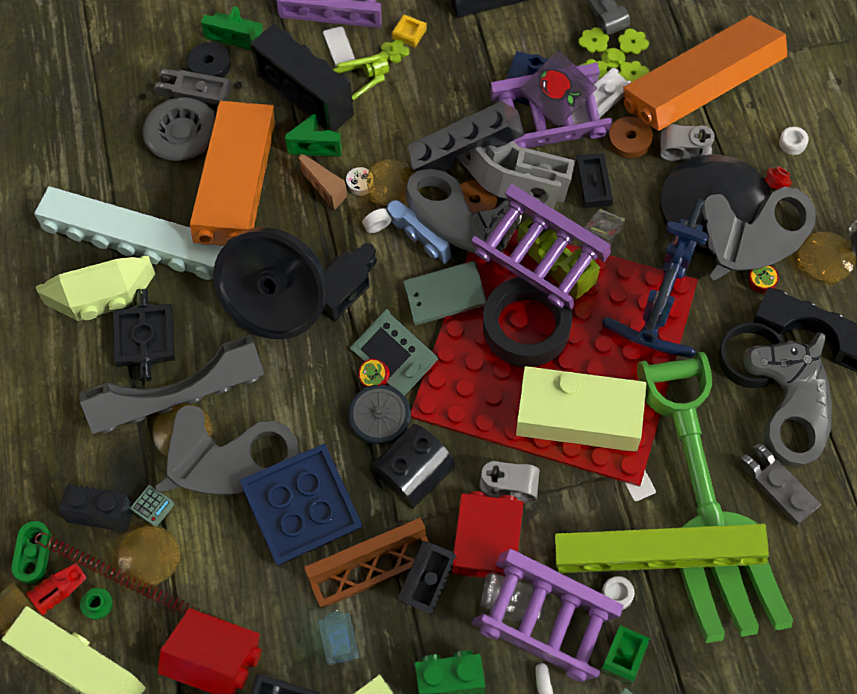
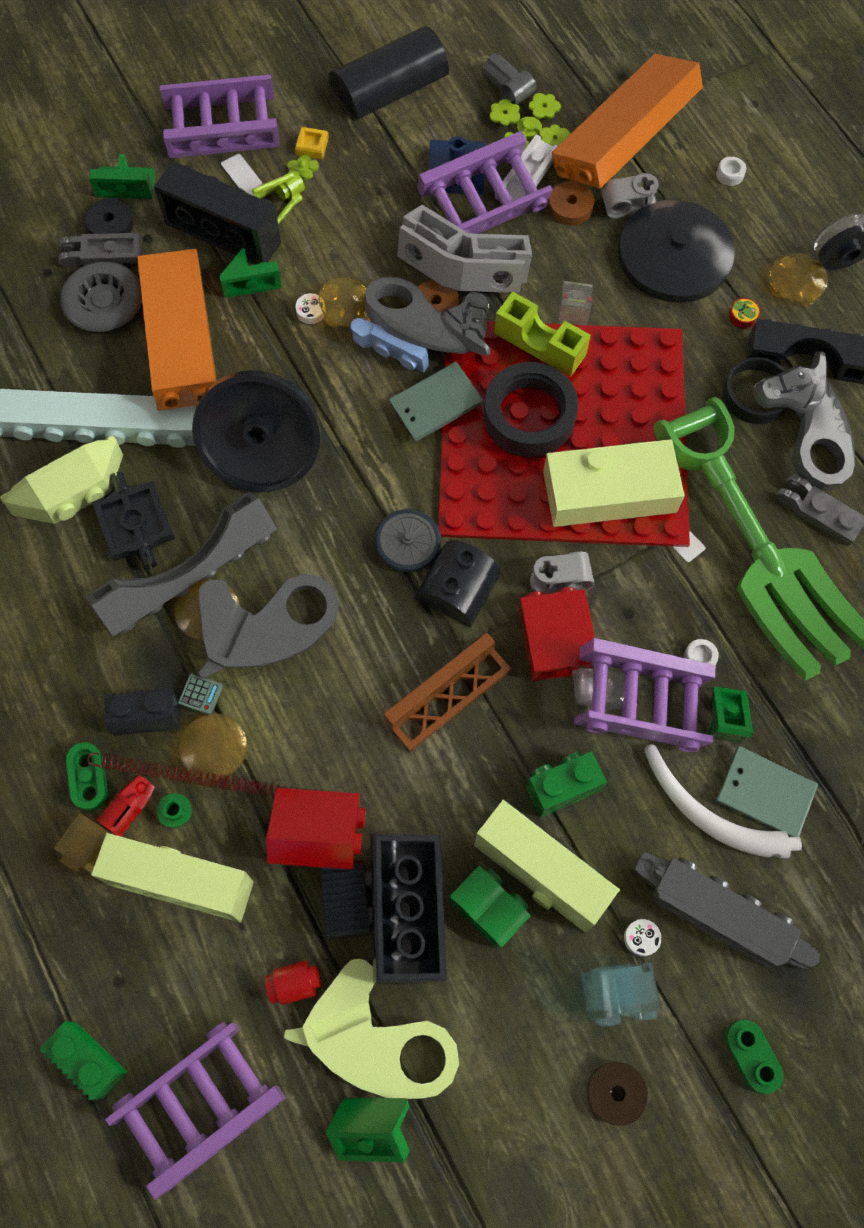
camera: 20 degrees left, 5 degrees up
(300, 504) = (357, 651): dark blue plate -> none
(325, 182) = (273, 316): medium nougat slope -> none
(338, 637) = (440, 775): clear light blue brick -> none
(348, 279) = (335, 409): black hinge -> none
(374, 373) = (389, 500): tile -> none
(376, 220) = (342, 344): white tile -> none
(398, 349) = (402, 474): sand green container -> none
(427, 577) = (512, 689): black brick -> none
(488, 127) = (434, 219): black arch -> none
(543, 218) = (521, 297): medium lavender fence -> none
(558, 89) = (490, 166): clear purple tile -> none
(594, 180) = (550, 253): black plate -> none
(662, 548) = (735, 599): lime piece -> none
(676, 260) = (664, 316): dark blue piece -> none
(763, 241) = (734, 276): dark grey animal -> none
(778, 178) = (729, 210): red plate -> none

